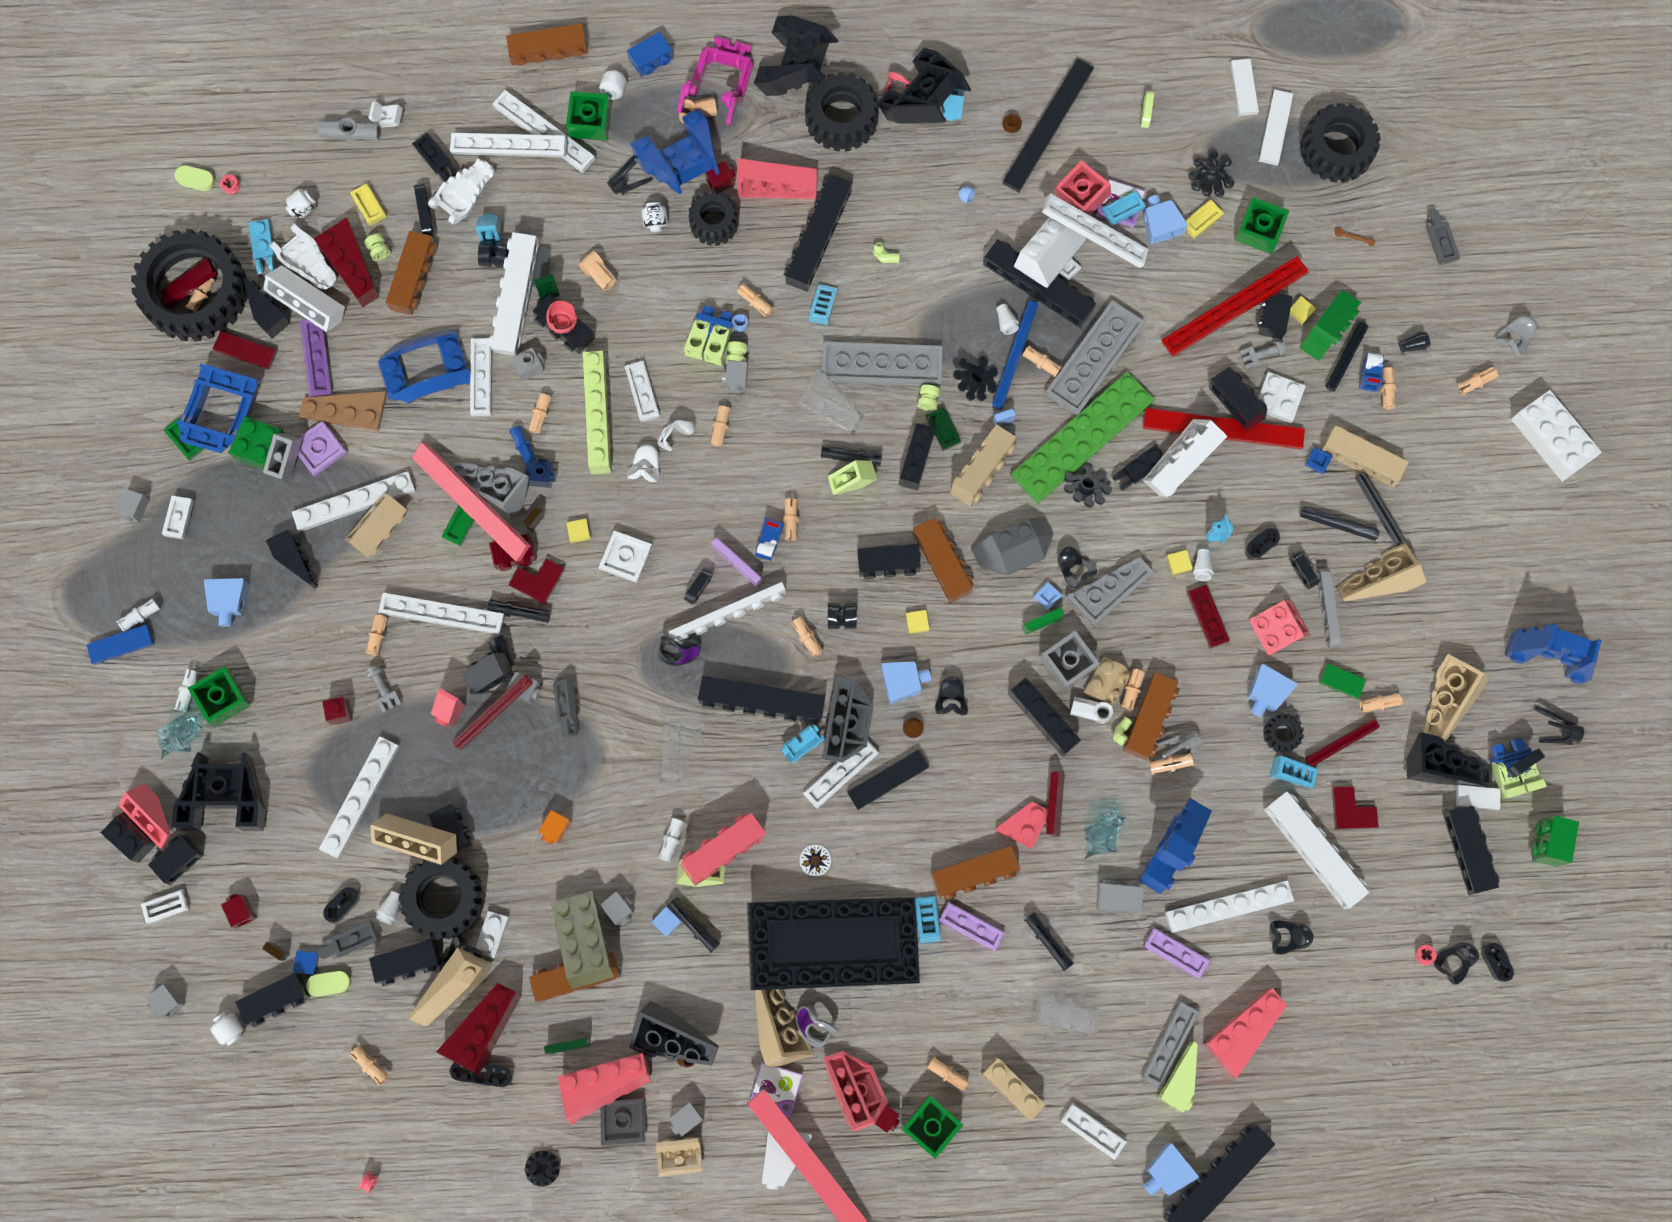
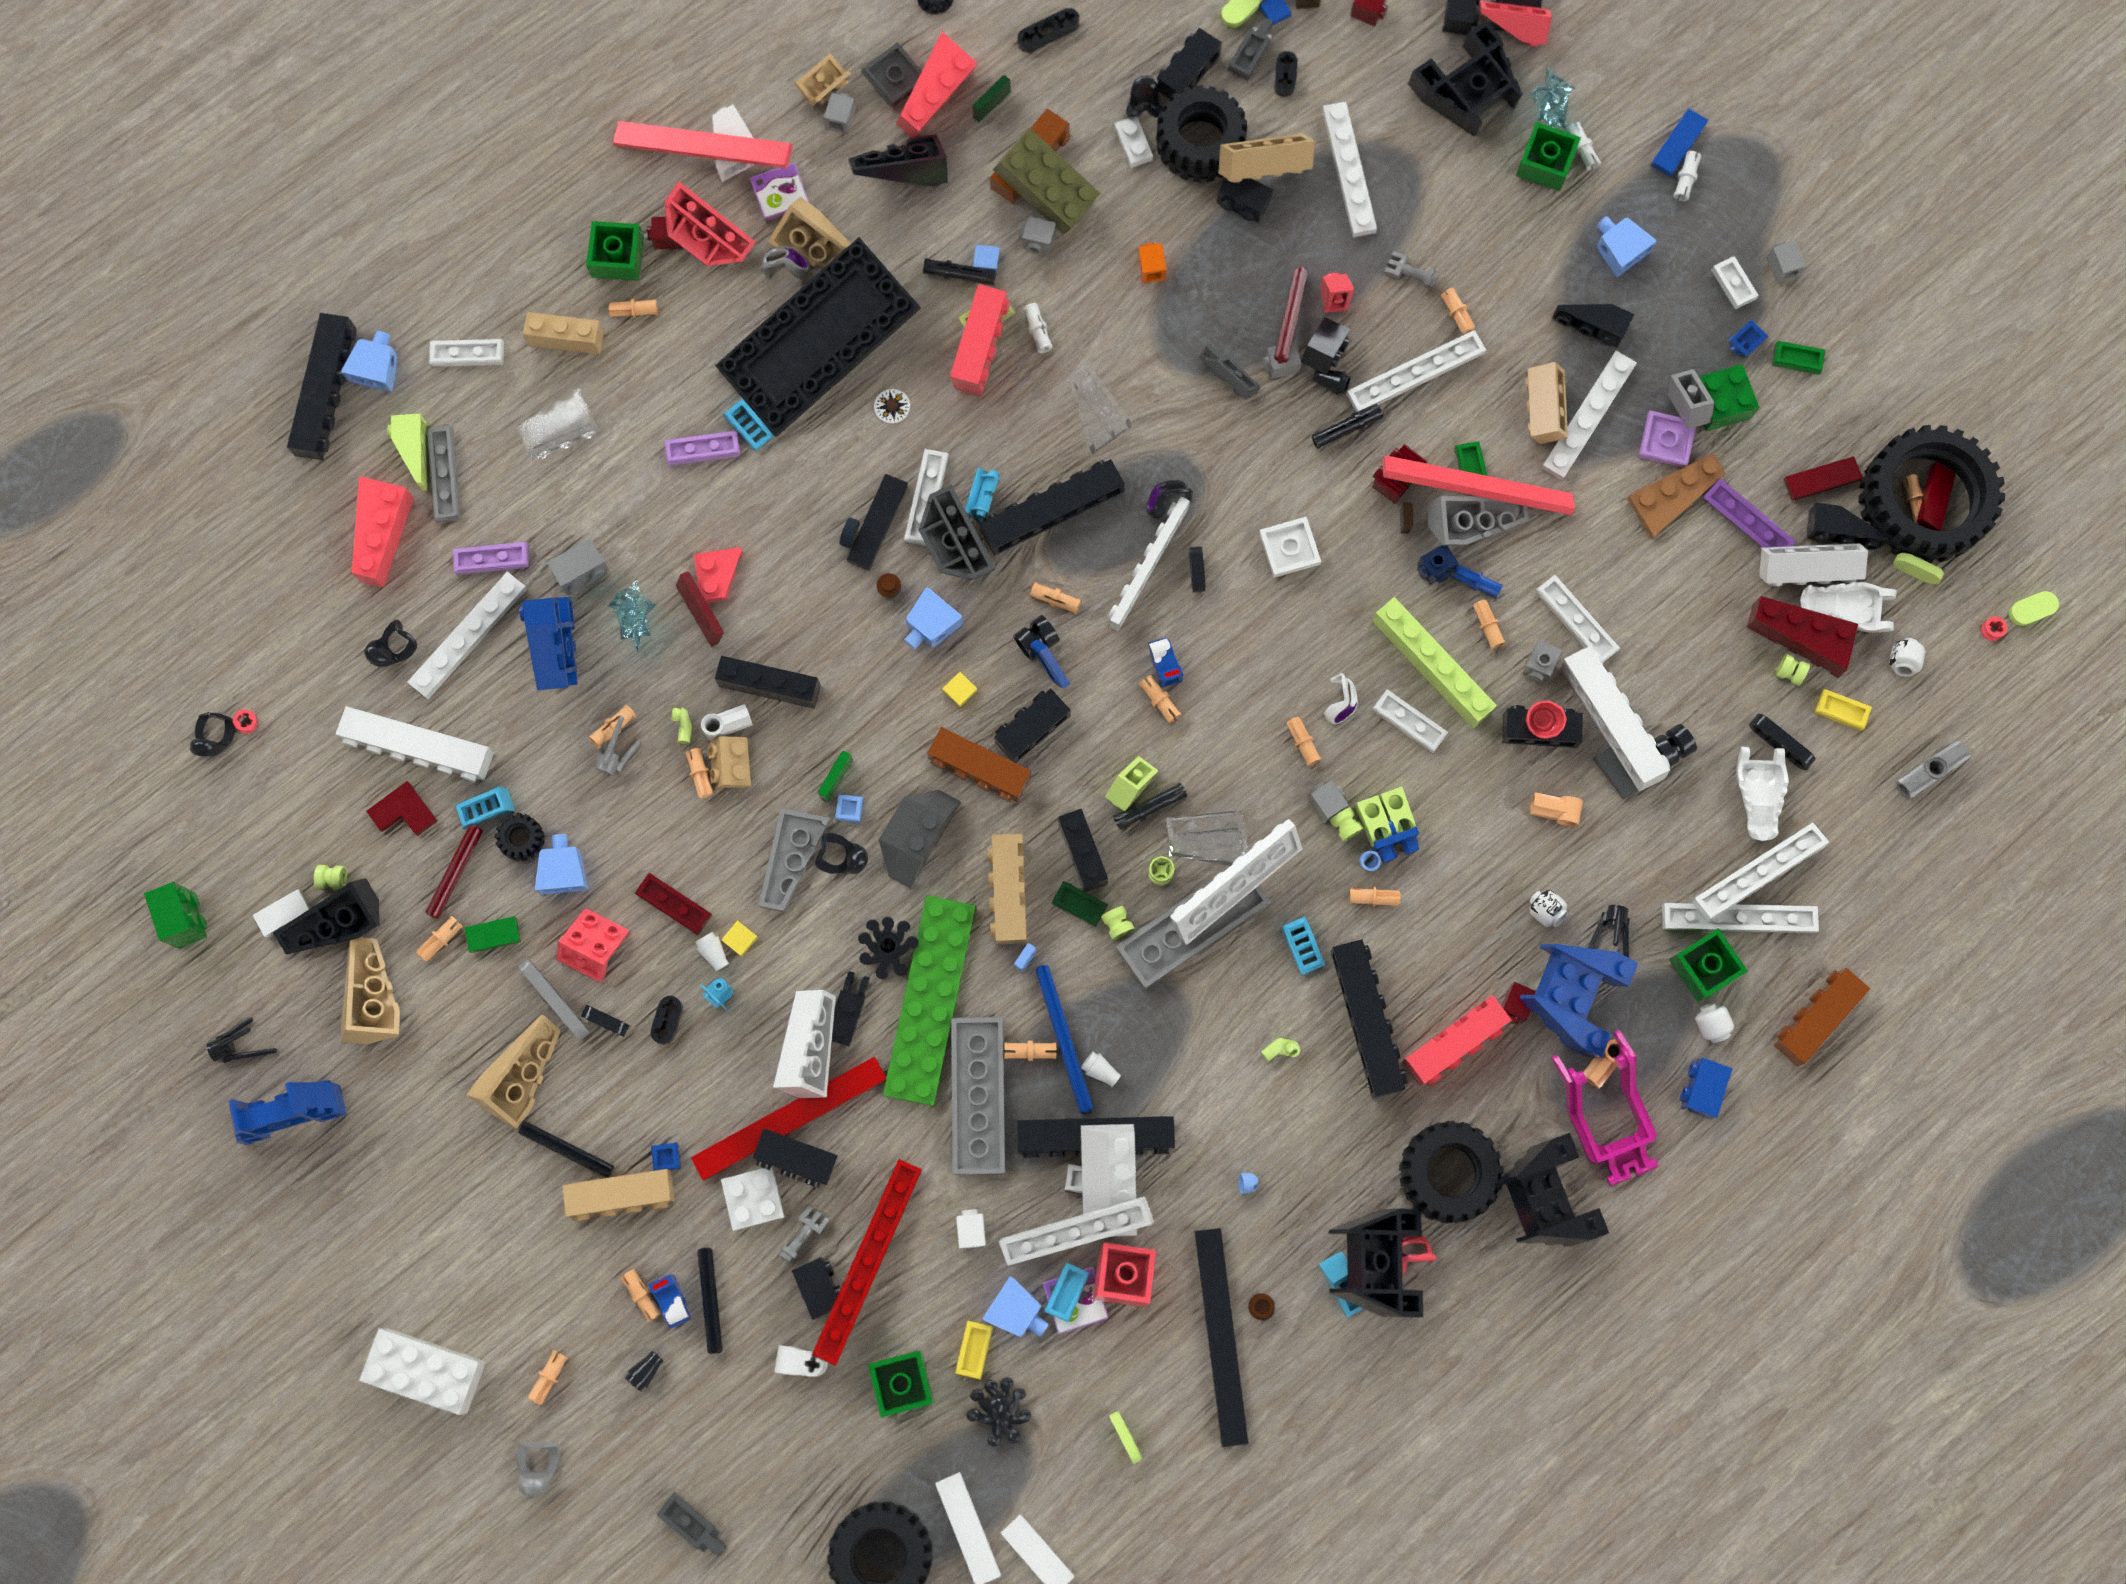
camera: 145 degrees right, 0 degrees up
(206, 472) = (1747, 339): none -> blue bracket
(221, 380) = (1806, 432): blue wedge -> none
(241, 250) = (1918, 568): none -> yellowish green tile
(261, 239) = (1908, 595): medium azure hinge -> none
(337, 710) = (1433, 220): dark red brick -> none
(386, 115) = (1912, 812): white bracket -> none
(389, 909) = (1241, 93): white cone -> none
(411, 273) = (1736, 668): dark orange brick -> none
(434, 156) = (1823, 806): black hinge -> none
(452, 359) = (1621, 615): blue wedge -> none
(454, 981) = (1132, 73): tan wedge -> none
(479, 1032) = (1074, 48): dark red wedge -> none
(489, 228) = (1700, 768): medium azure slope -> none
(539, 586) = (1348, 462): dark red tile -> none
(546, 285) = (1589, 747): dark green tile -> none
(578, 531) = (1355, 540): light yellow tile -> none
(645, 457) = (1349, 658): white piece -> none
(708, 204) = (1501, 935): black tyre -> none
(736, 562) = (1178, 617): lavender tile -> none
(847, 360) = (1236, 882): none -> white plate
(848, 590) = (1049, 664): none -> blue tile
(876, 404) = (1163, 866): none -> yellowish green wheel
(914, 783) = (849, 532): none -> black wheel
(952, 689) = (879, 648): black piece -> none
(975, 379) = (1084, 977): black animal -> none
(975, 872) = (732, 494): dark orange brick -> none
(1048, 941) = (630, 485): black pin -> none
(1069, 661) = (780, 751): light grey brick -> none
(1151, 716) = (663, 759): dark orange brick -> none
(1156, 282) = (971, 1229): none -> white brick
(1302, 310) = (793, 1319): light yellow tile -> none
(1317, 283) = (795, 1362): none -> white piece
(1331, 324) = (748, 1322): green wedge -> none
(1339, 232) = (812, 1449): dark orange hinge -> none
(1339, 523) = (599, 1101): black axle -> none
(1429, 794) = (330, 877): none -> yellowish green wheel
(1471, 850) = (257, 851): black brick -> none
(1501, 959) = (173, 760): black beam -> none
(1523, 783) = (266, 971): hips -> none
(1525, 763) = (249, 968): black beam -> none

